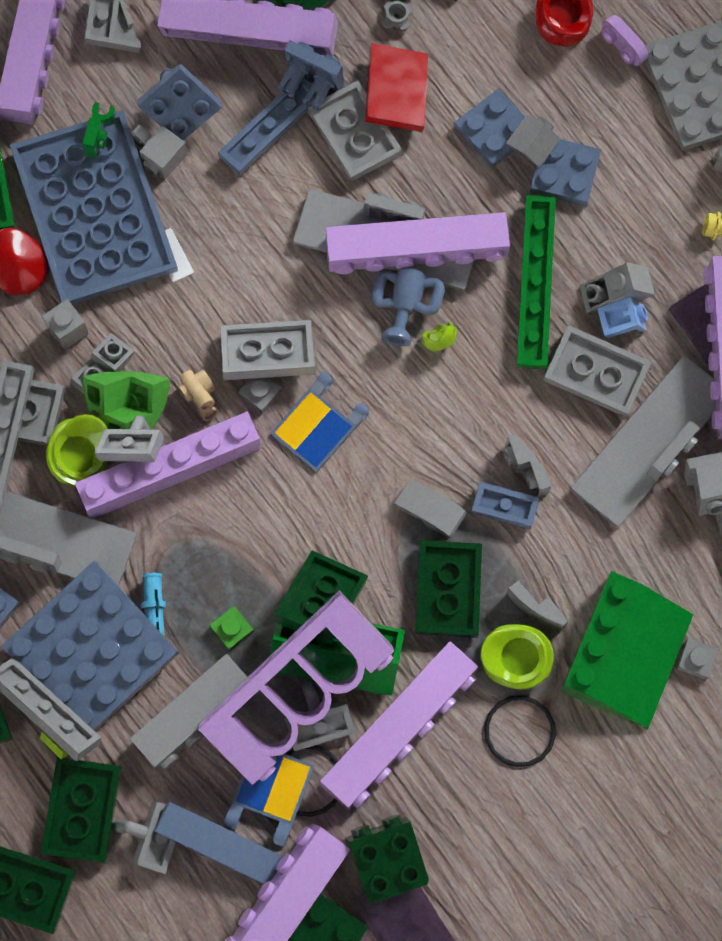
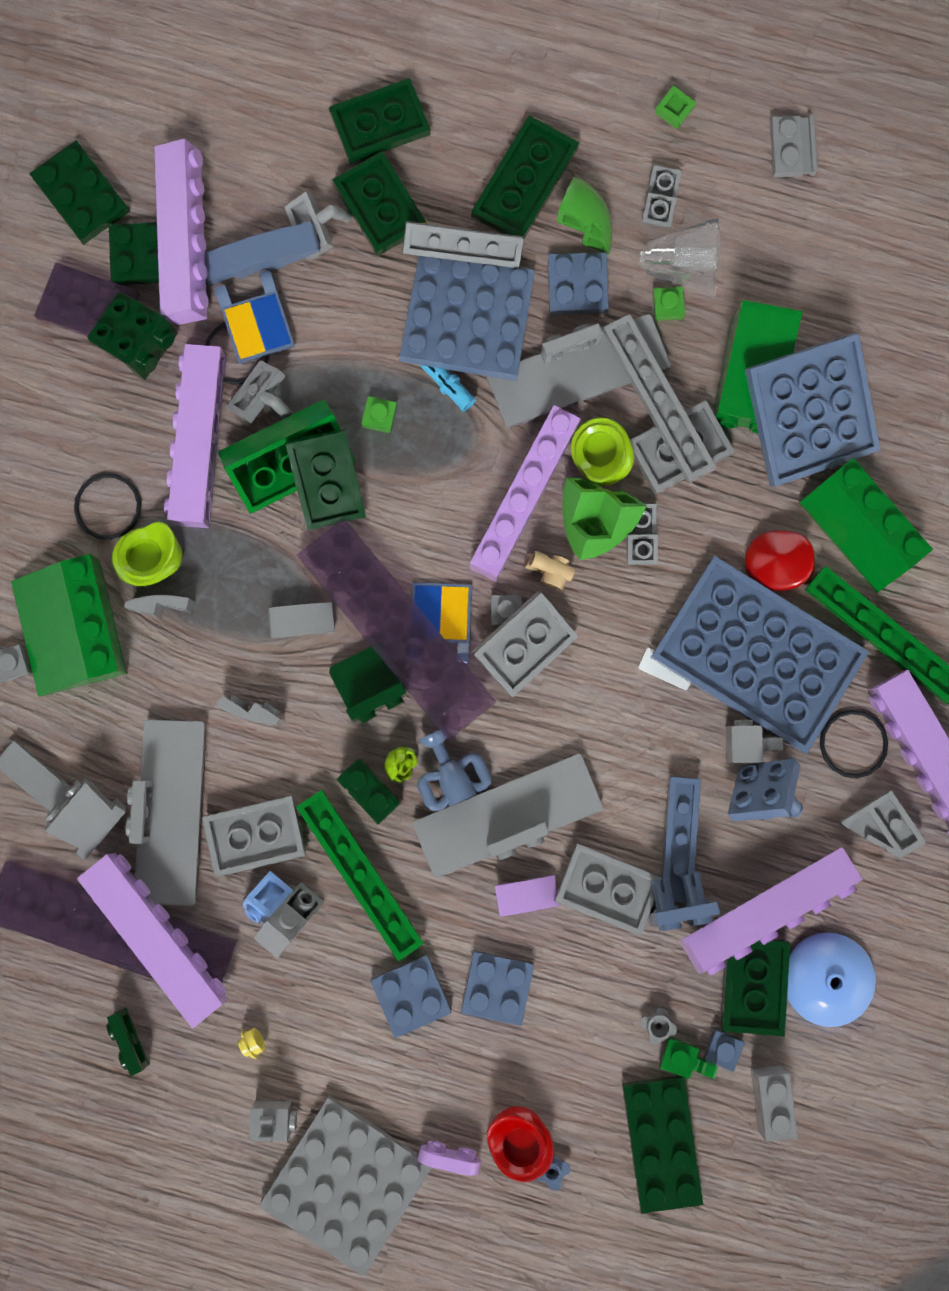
camera: 145 degrees right, 10 degrees up
(65, 324) = (697, 540): light grey brick -> none
(78, 67) = (877, 723): none -> black piece
(95, 136) = (807, 708): green plate -> none
(131, 444) = (561, 478): light grey plate -> none
(179, 721) = (355, 329): light grey brick -> none
(233, 737) = (281, 326): lavender fence -> none
(360, 440) = (396, 629): none -> clear purple plate
(396, 87) = (604, 955): red tile -> none
(416, 414) = (366, 685): none -> dark green bracket
(417, 242) = (477, 827): lavender brick -> none
(420, 171) = (526, 895): none -> lavender slope
(448, 589) = (238, 568): dark green plate -> none
(480, 333) = (369, 791): none -> dark green brick
(505, 505) = (245, 667): sand blue plate -> none
(533, 140) = (453, 997): light grey brick -> none

